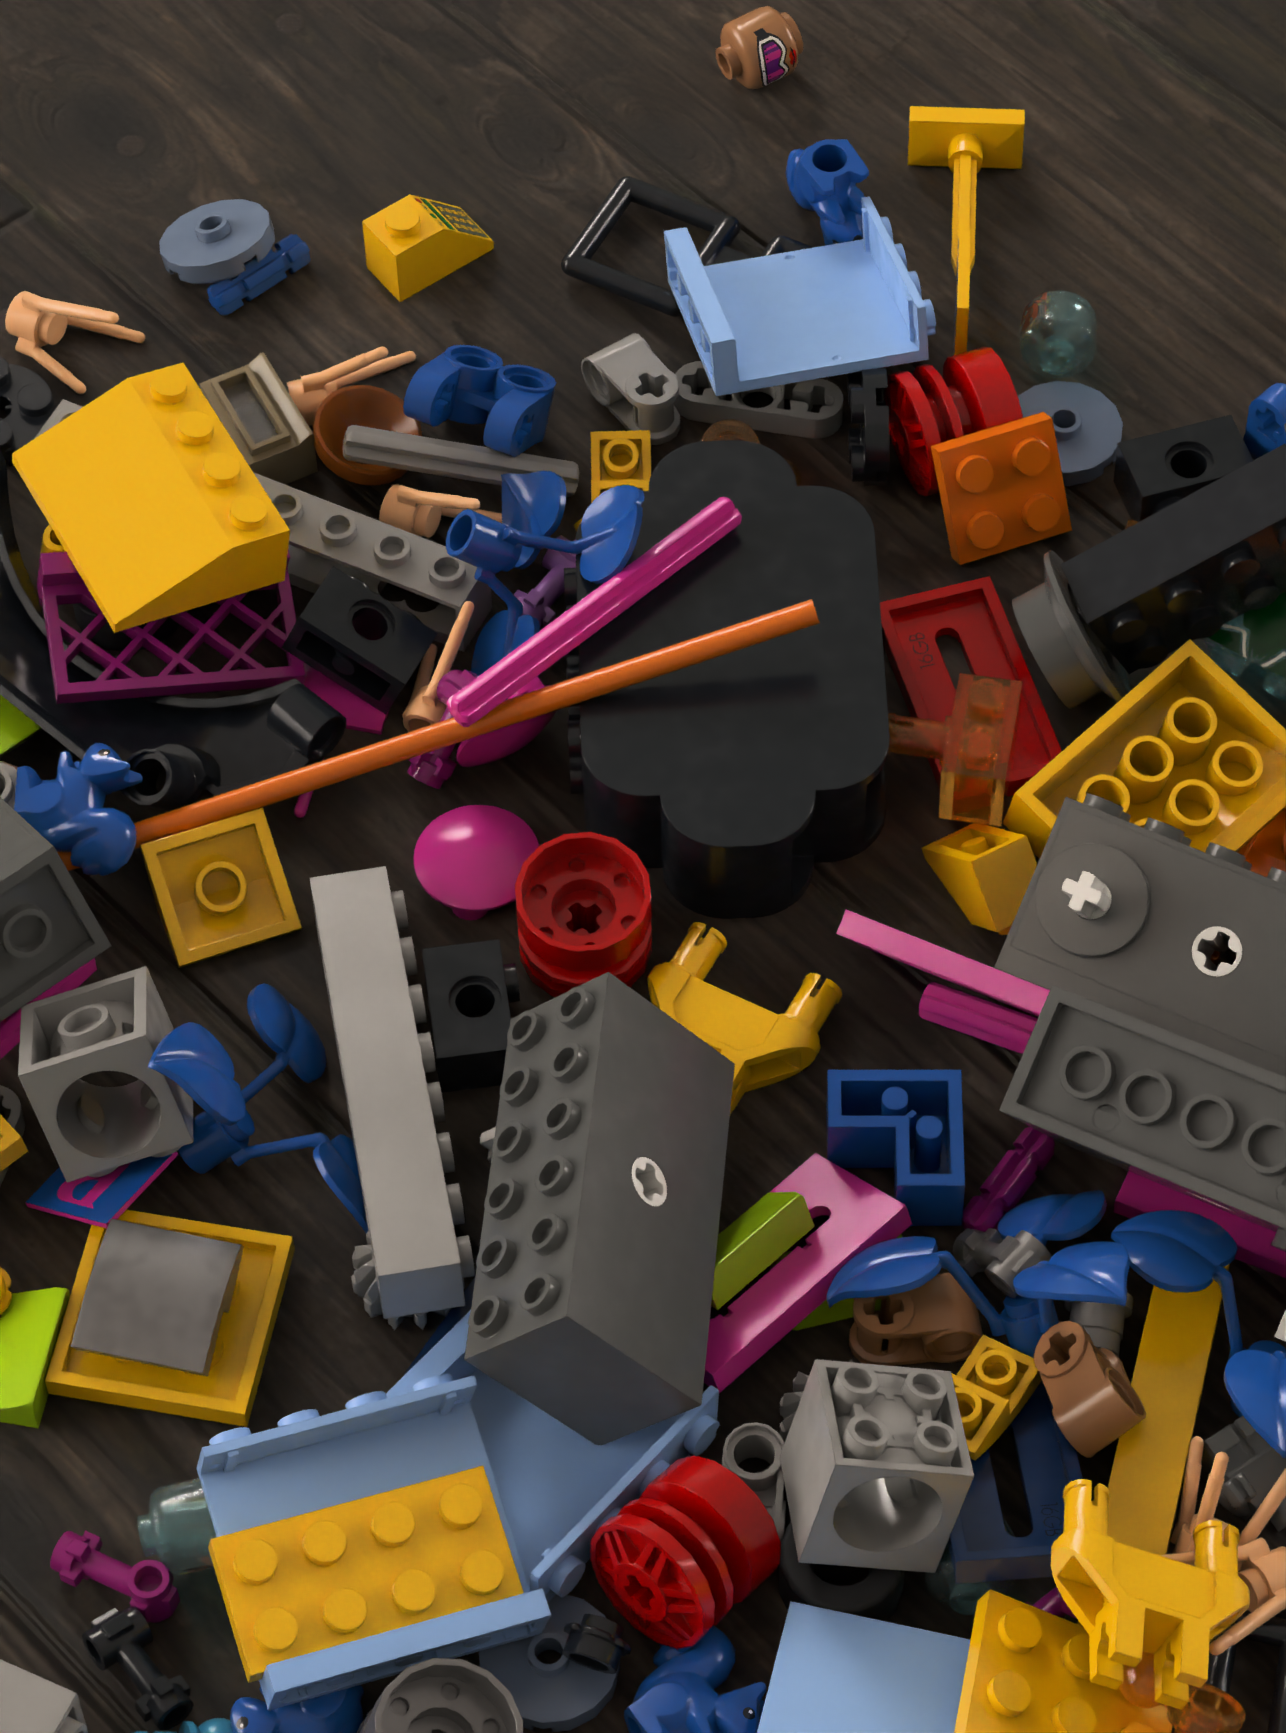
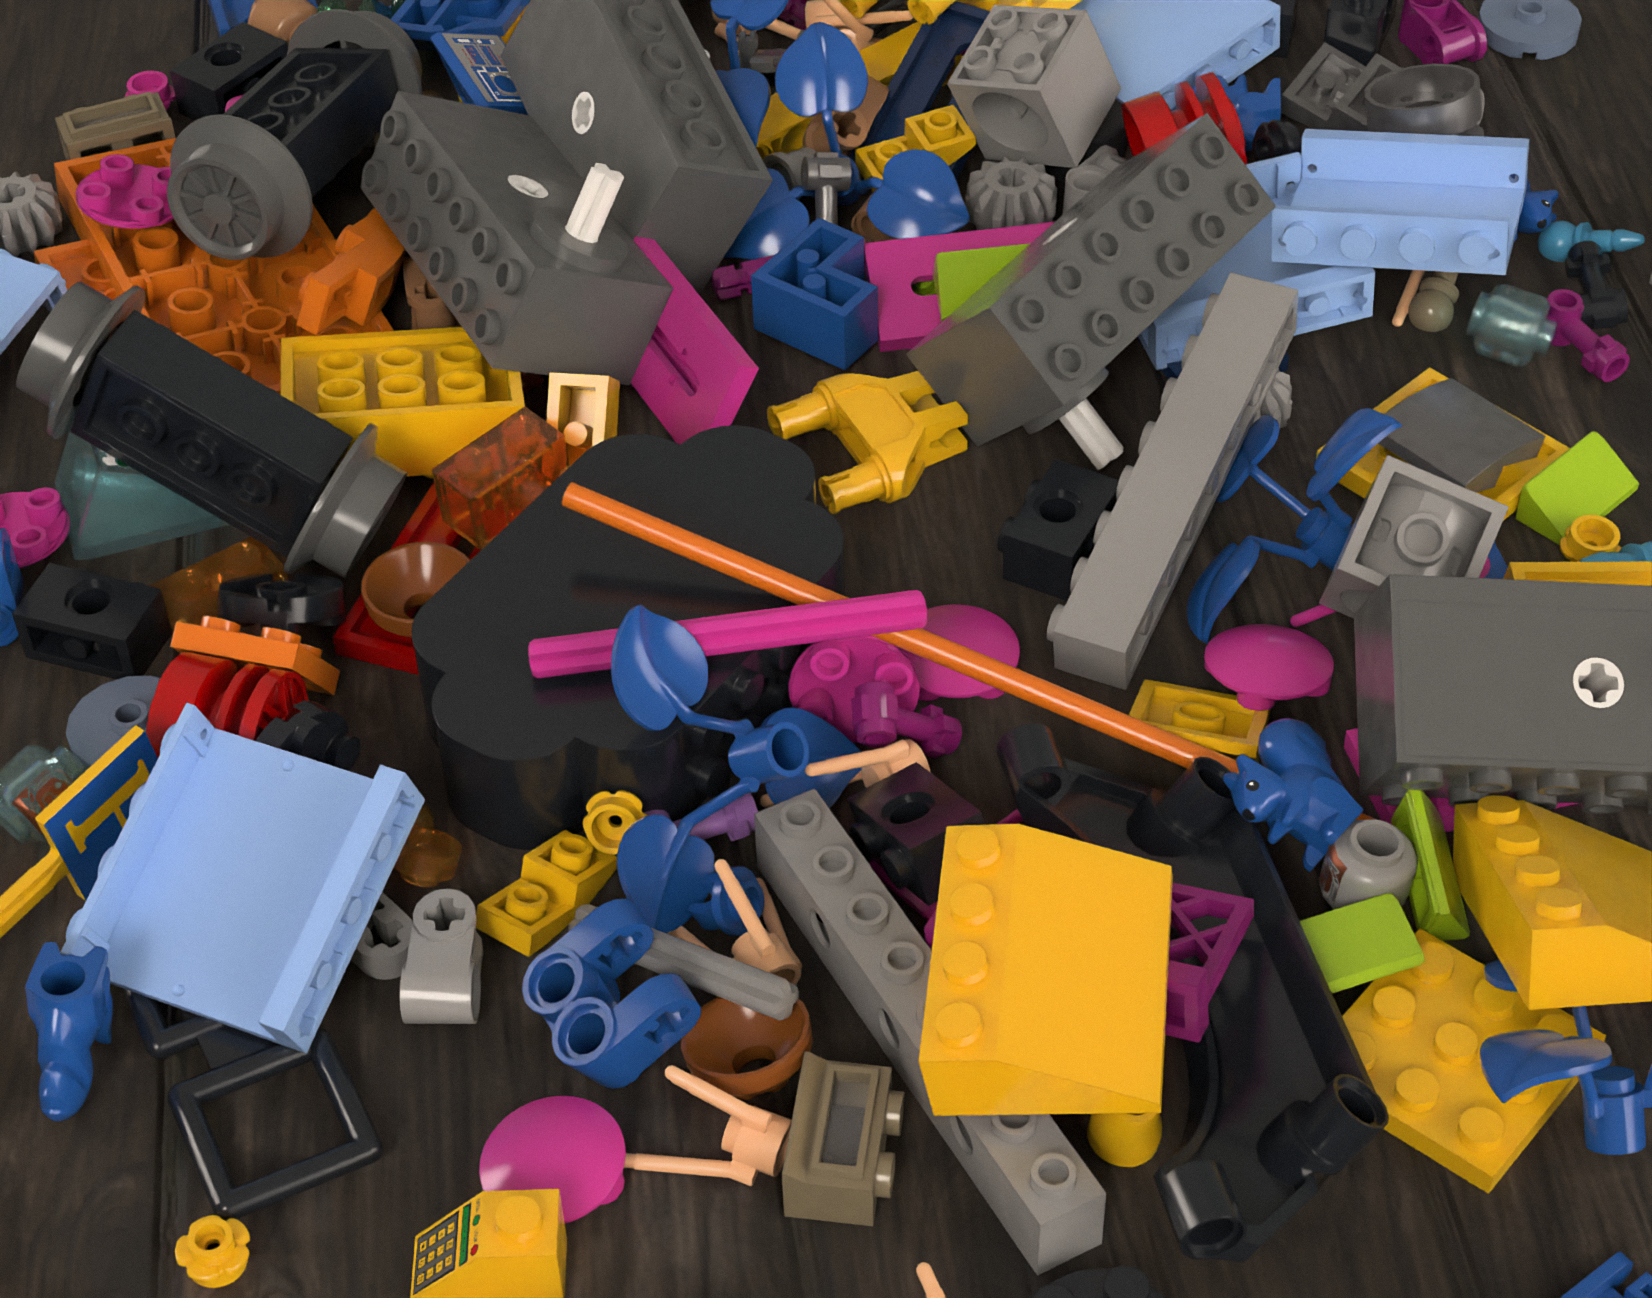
camera: 145 degrees left, 10 degrees down
(203, 974) = (1269, 664): none -> dark pink dish
(363, 1568) = (1435, 188): yellow plate -> none
(438, 314) = (557, 1146): none -> dark pink dish
(583, 912) = (923, 517): red wheel -> none
(609, 162) = (215, 1266): none -> yellow plate
(950, 605) = (407, 579): none -> dark orange piece
(1021, 527) = (282, 603): none -> black plate

